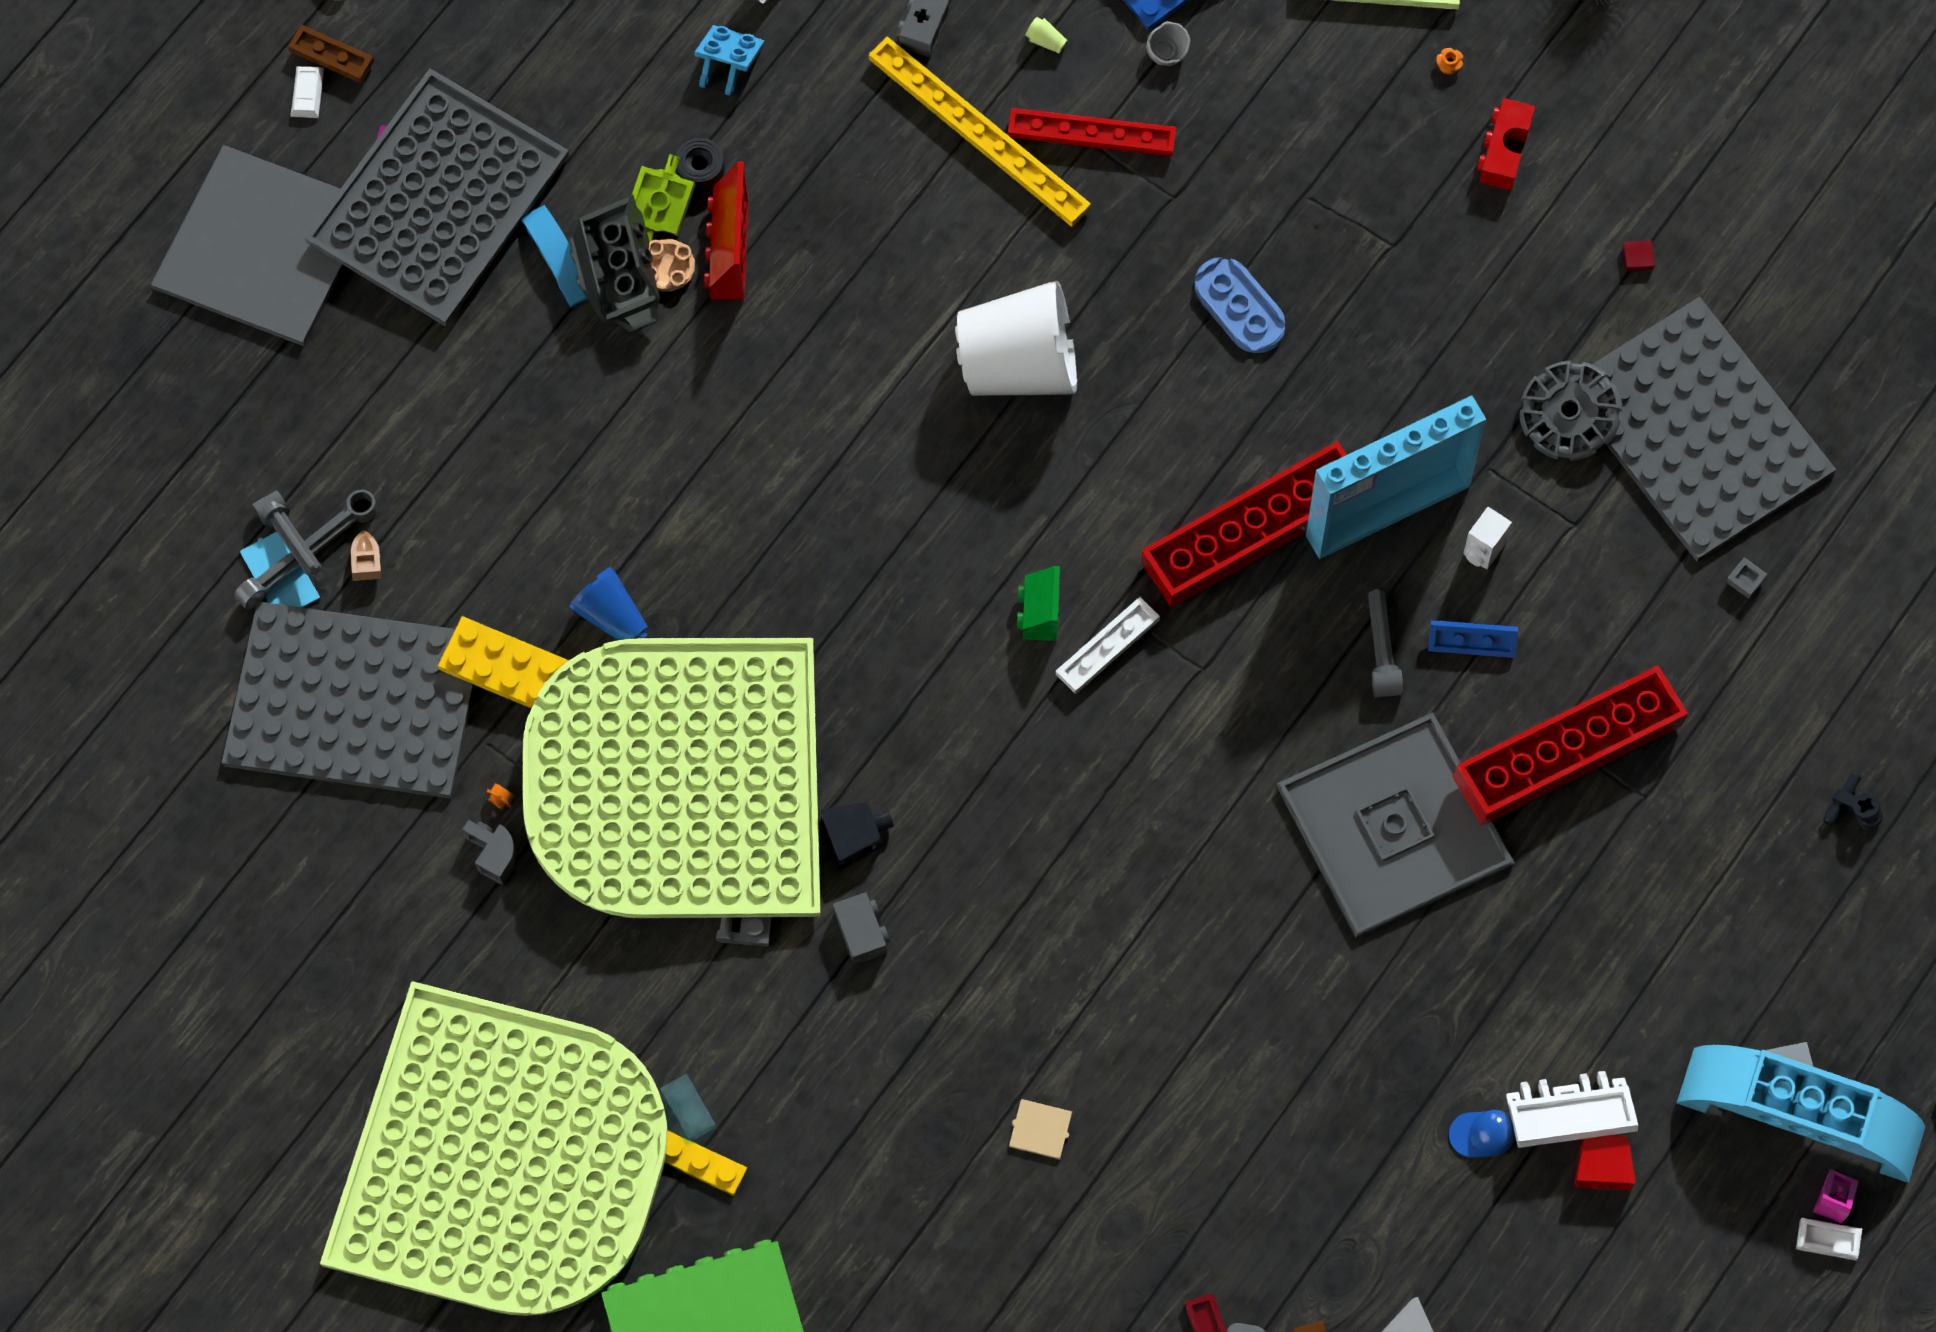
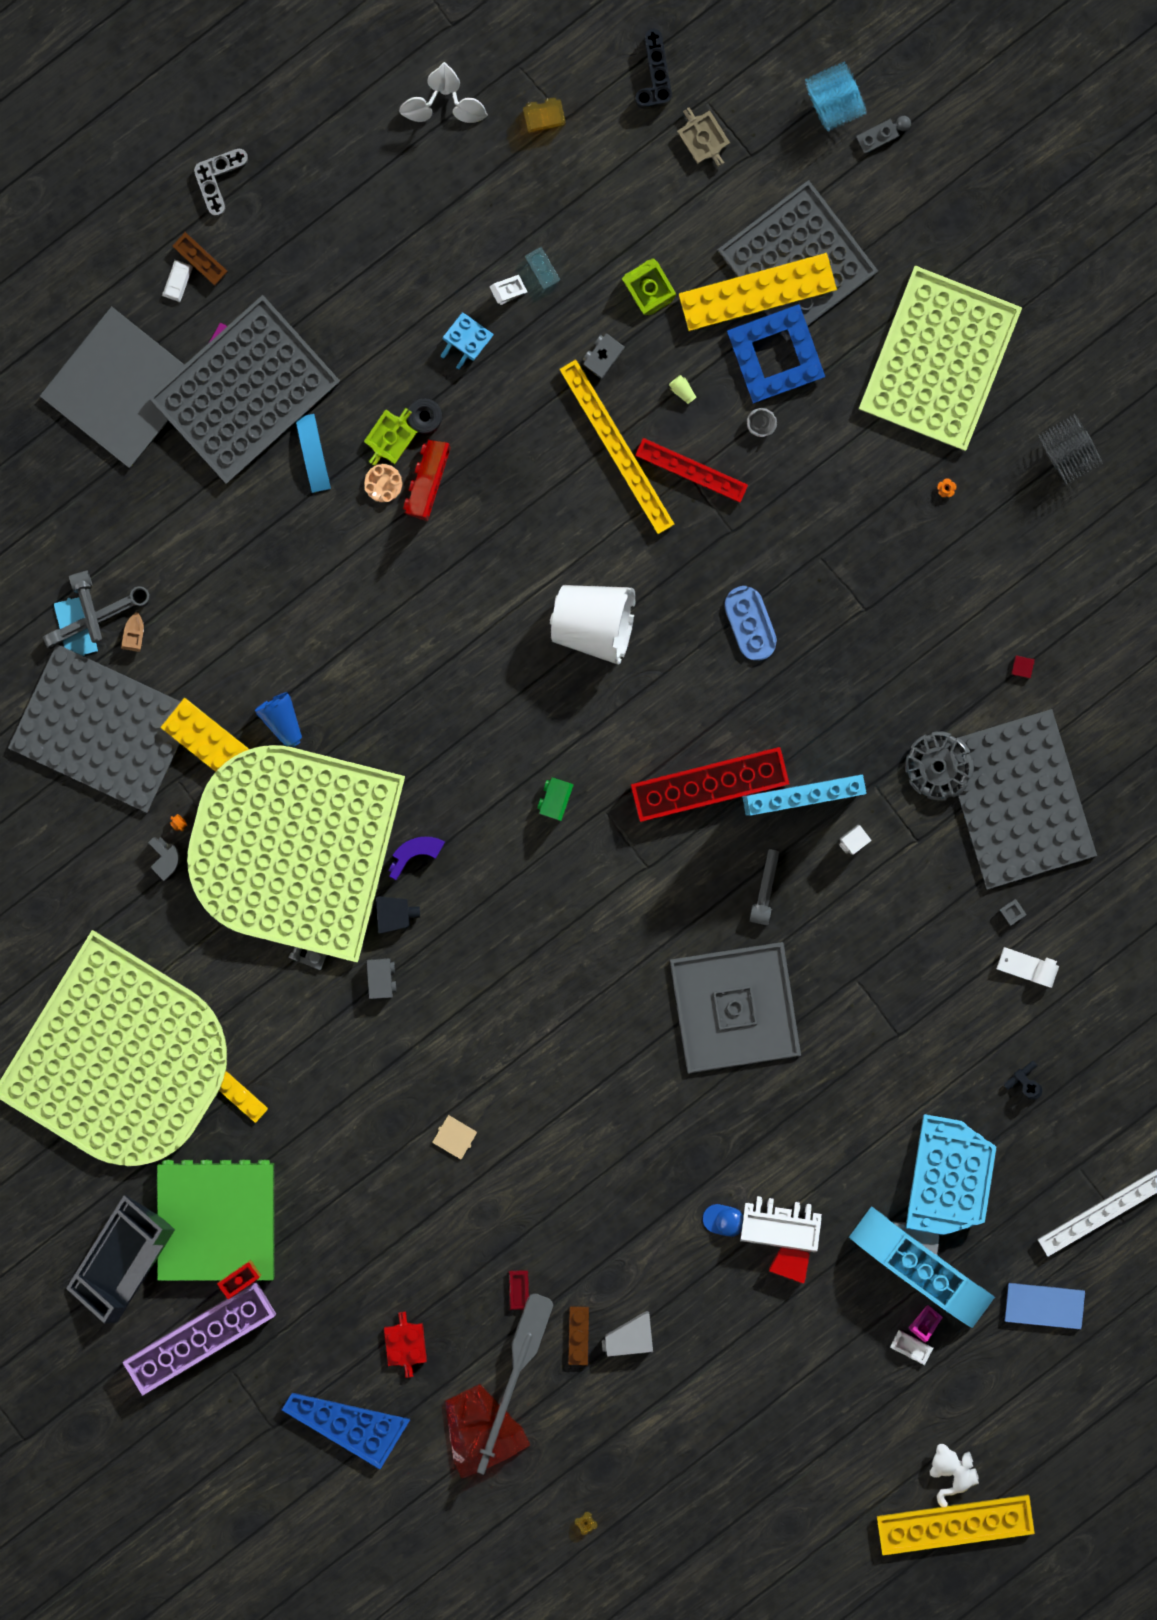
camera: 15 degrees right, 20 degrees up
(616, 265) = (347, 476): pearl dark grey slope -> none
(688, 1107) = (242, 1059): clear light blue plate -> none
(858, 729) = (420, 845): none -> dark purple arch
(1107, 645) = (591, 836): white plate -> none
(1472, 639) = (824, 901): blue plate -> none
(1511, 123) = (972, 547): red arch -> none
(1569, 745) = (860, 994): red brick -> none
(1795, 968) = (950, 1177): none -> medium azure plate
(1808, 649) = (1028, 967): none -> white door

